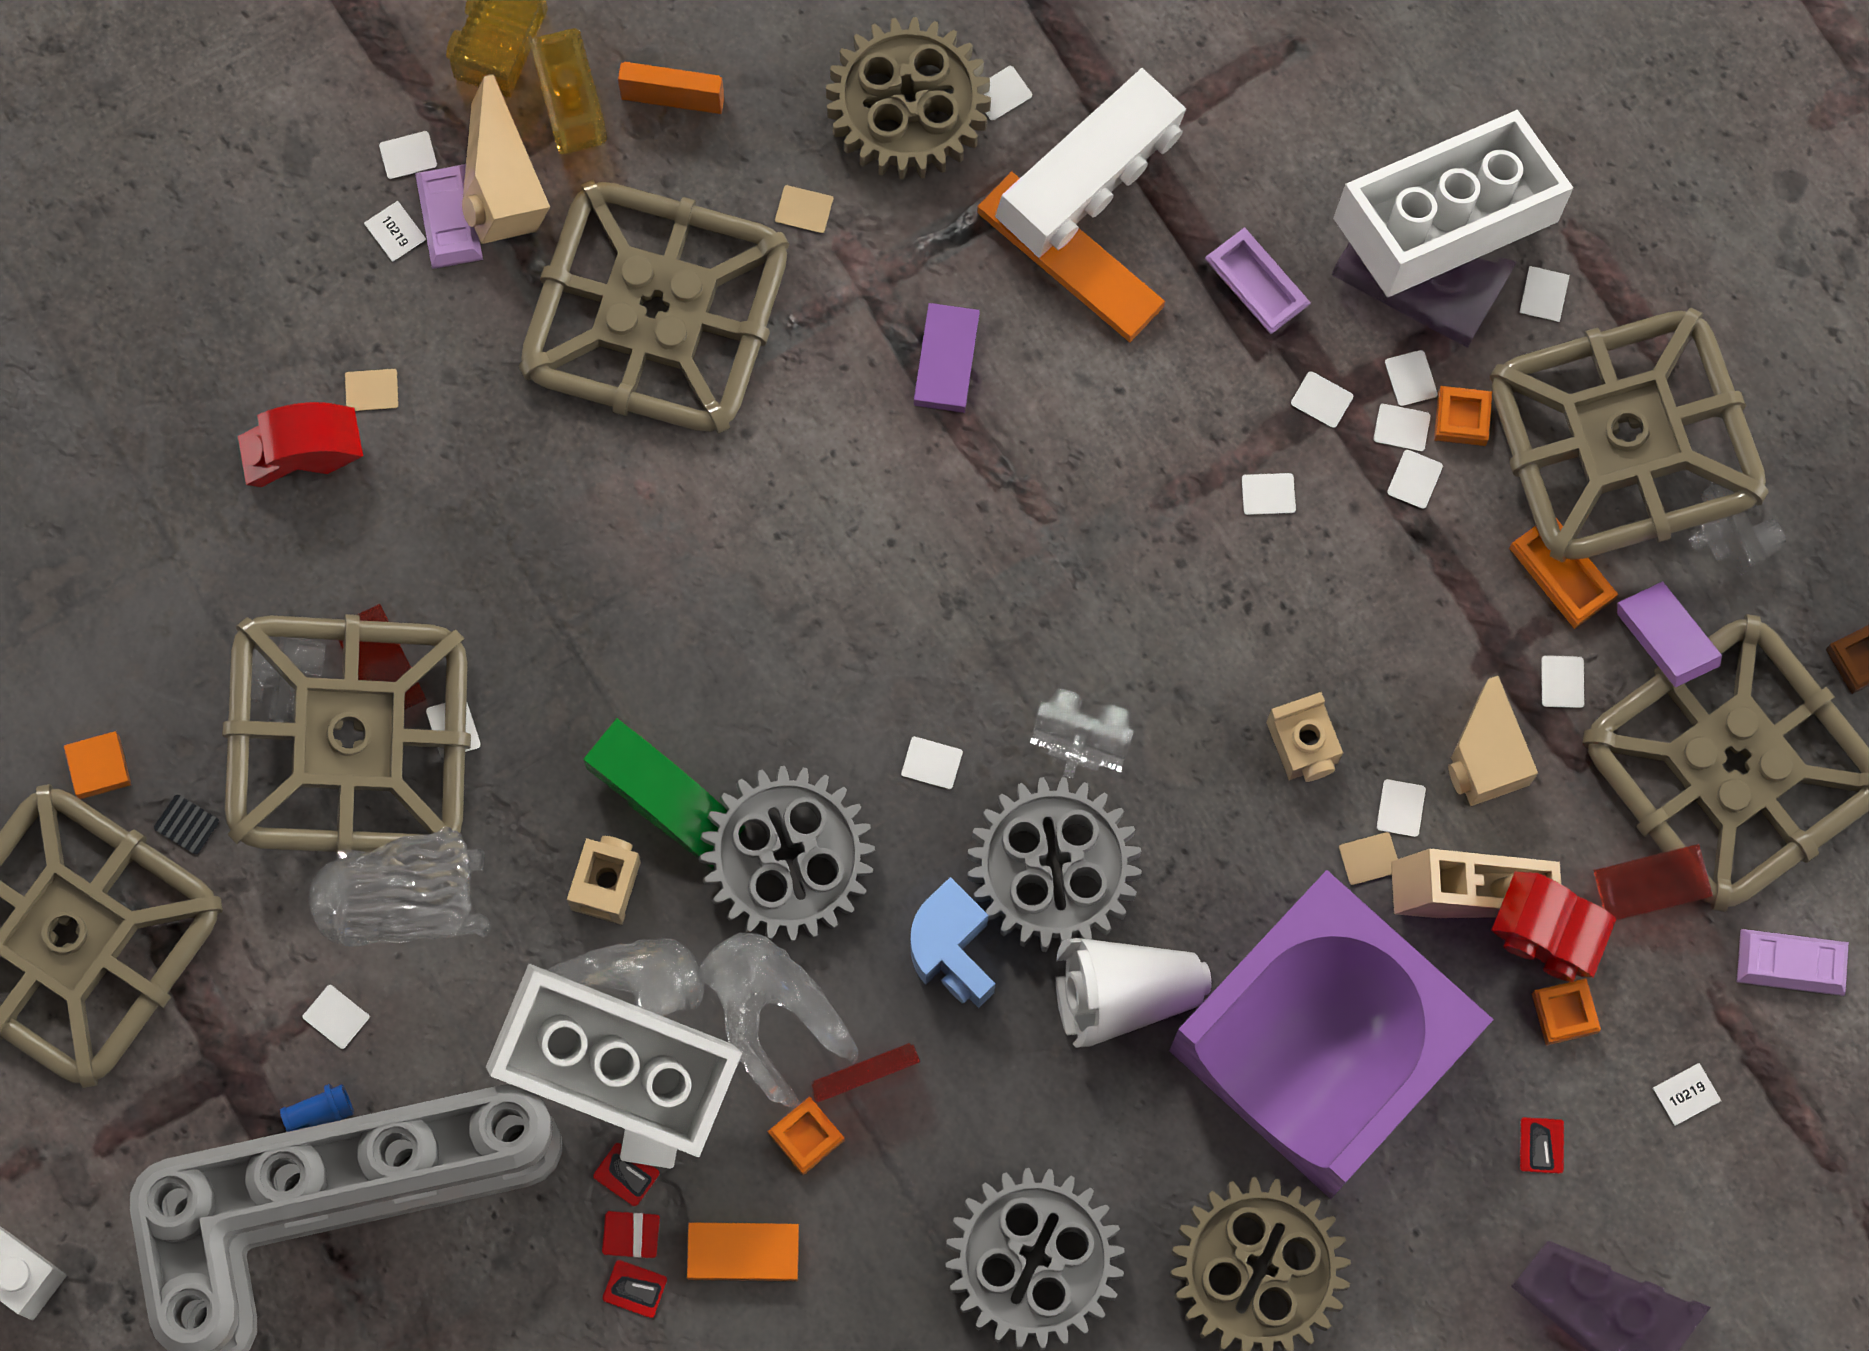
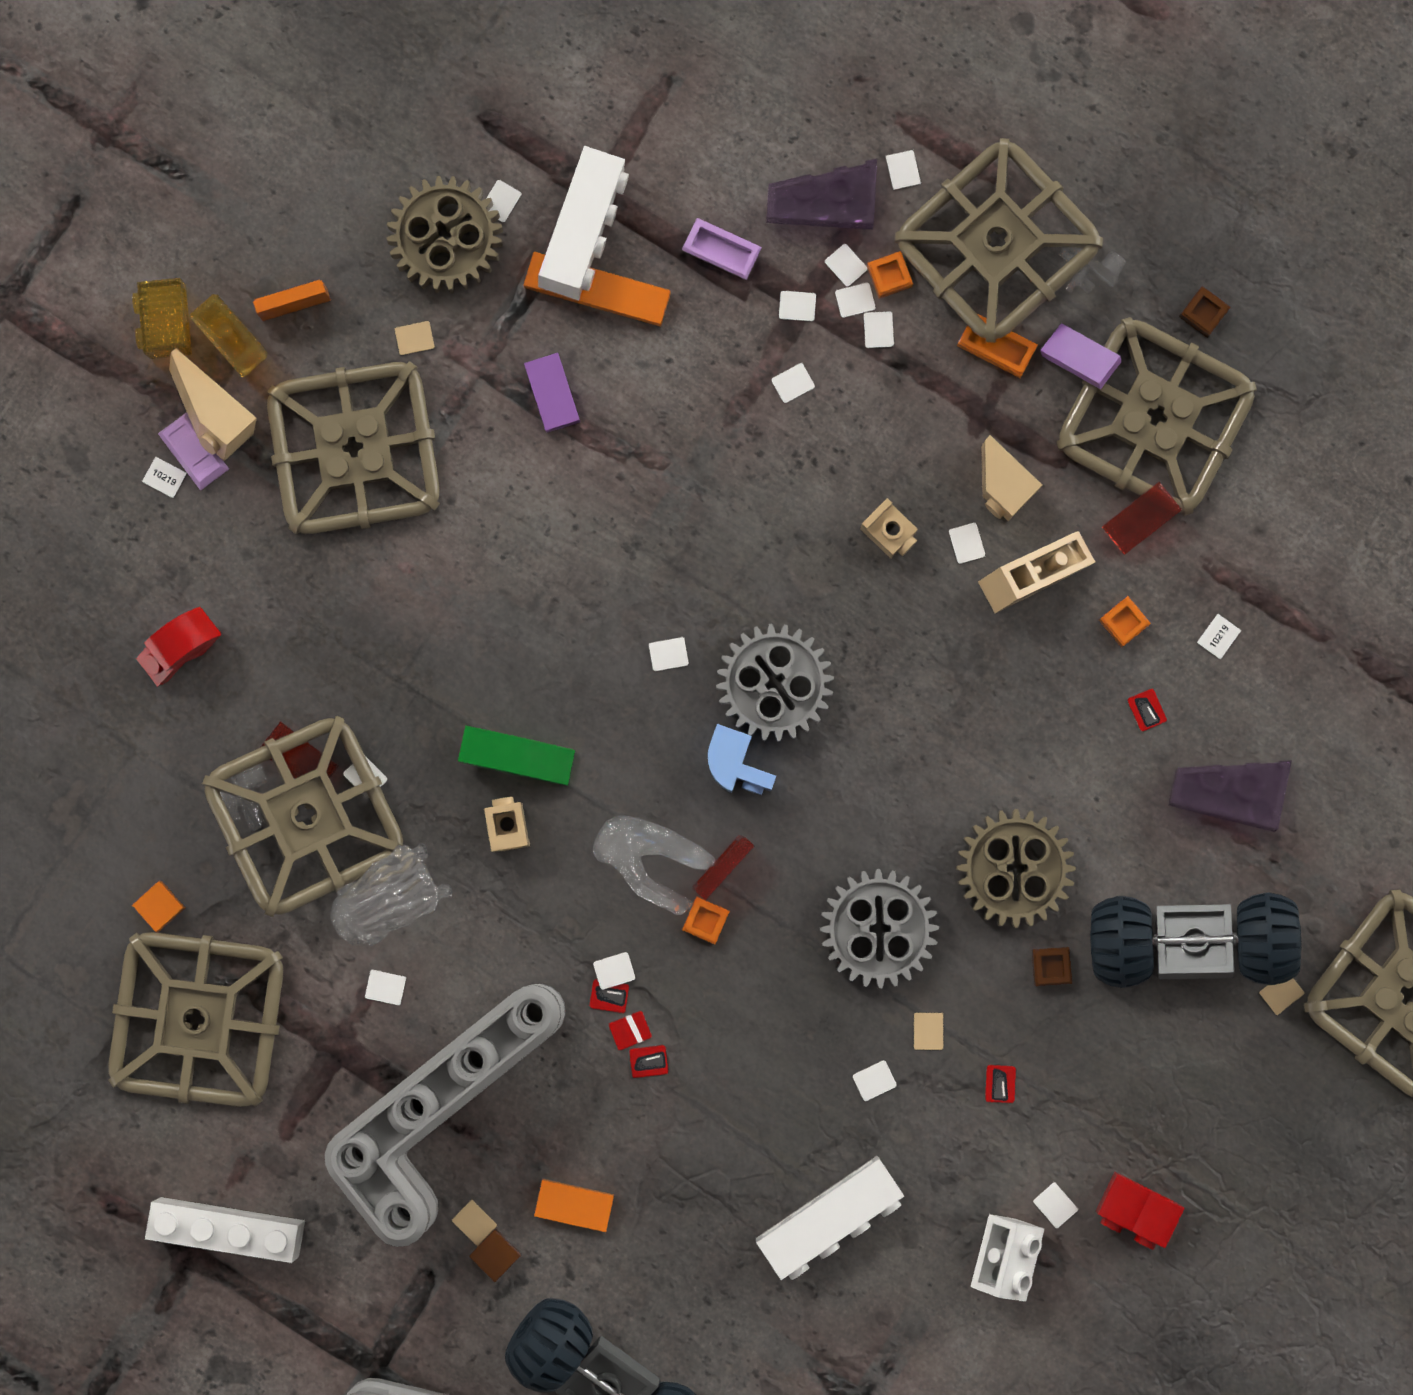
camera: 20 degrees left, 10 degrees up
(186, 824) = (232, 915): sticker -> none
(318, 1110) = (405, 1051): blue pin -> none
(372, 389) = (203, 587): tan sticker -> none
(408, 154) = (146, 423): white sticker -> none
(613, 1060) = (573, 941): white brick -> none
(655, 970) = (567, 868): clear hair -> none
(743, 1251) = (702, 1008): orange tile -> none
(833, 839) = (632, 732): light grey gear -> none
(1080, 737) = (754, 597): clear hips -> none
(1124, 987) = (854, 739): white cone -> none
(1328, 1033) = (993, 709): medium lavender piece -> none
(1368, 858) = (962, 584): tan sticker -> none
(1452, 203) = (821, 142): white brick -> none
(1553, 925) = (1094, 575): red brick -> none
(1562, 681) = (1028, 415): white sticker -> none
(1792, 962) = (1246, 524): lavender tile -> none

